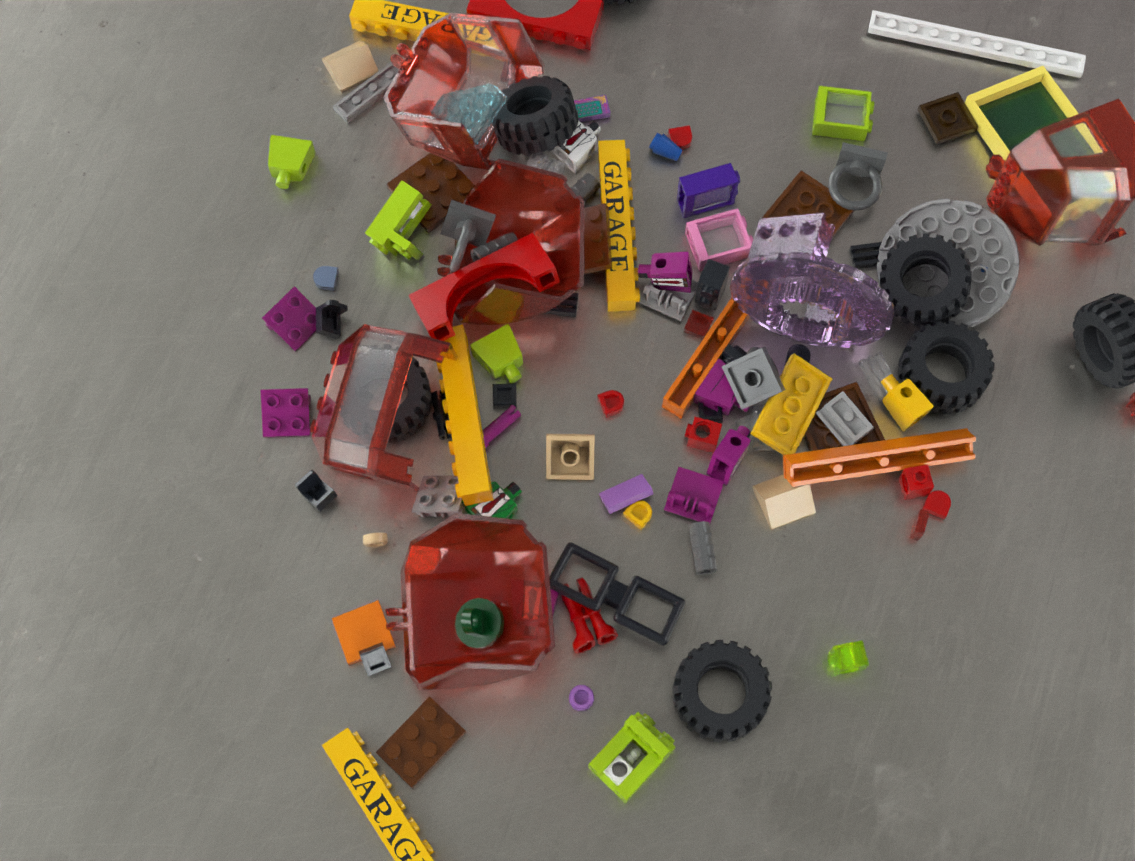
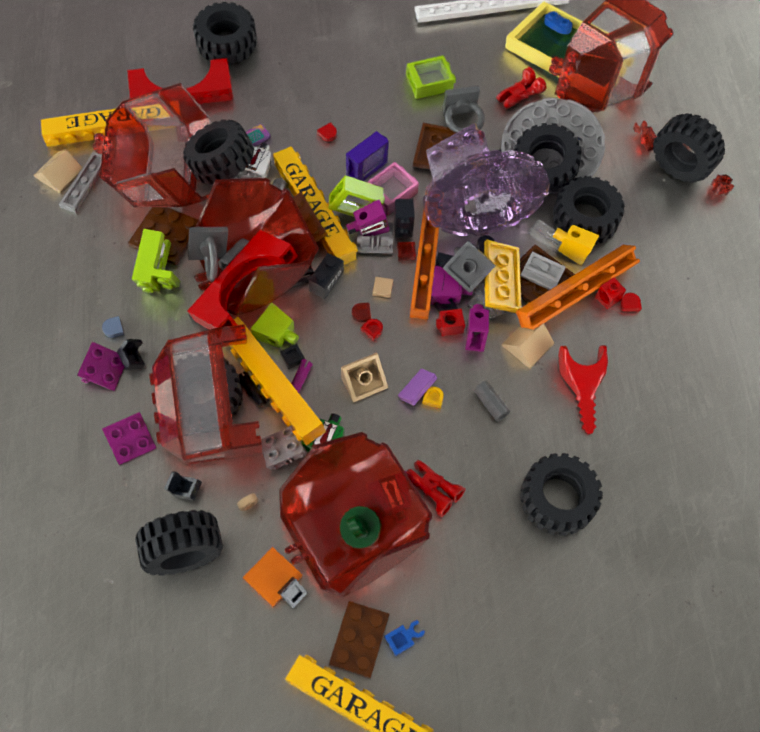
camera: 30 degrees left, 5 degrees down
(278, 551) = (178, 542): none -> black tyre
(289, 159) = (43, 253): lime torso -> none
(463, 763) = (401, 639): none -> blue plate
(471, 107) = (174, 155): clear light blue plate -> none
(581, 698) = (462, 548): medium lavender tile -> none
(587, 317) = (326, 275): none -> black brick
(608, 377) = (361, 312): none -> clear red tile
(616, 594) = (451, 460): black bar -> none
(642, 733) = (528, 555): lime brick -> none
(647, 357) = (382, 287): none -> tan tile
(664, 234) = (353, 194): none -> lime window
(665, 147) = (321, 142): blue cone -> none
(693, 495) = (465, 367): magenta hinge -> none
(823, 577) = (584, 382): none -> red animal
(848, 658) = (632, 431): clear neon green brick -> none
(919, 524) = (628, 320): clear red tile -> none
(942, 175) = (518, 91): none -> red piece
(947, 118) = (499, 56): dark brown plate -> none
(1046, 103) = (558, 23): none -> blue plate
(1081, 295) = (647, 135): none -> clear red plate

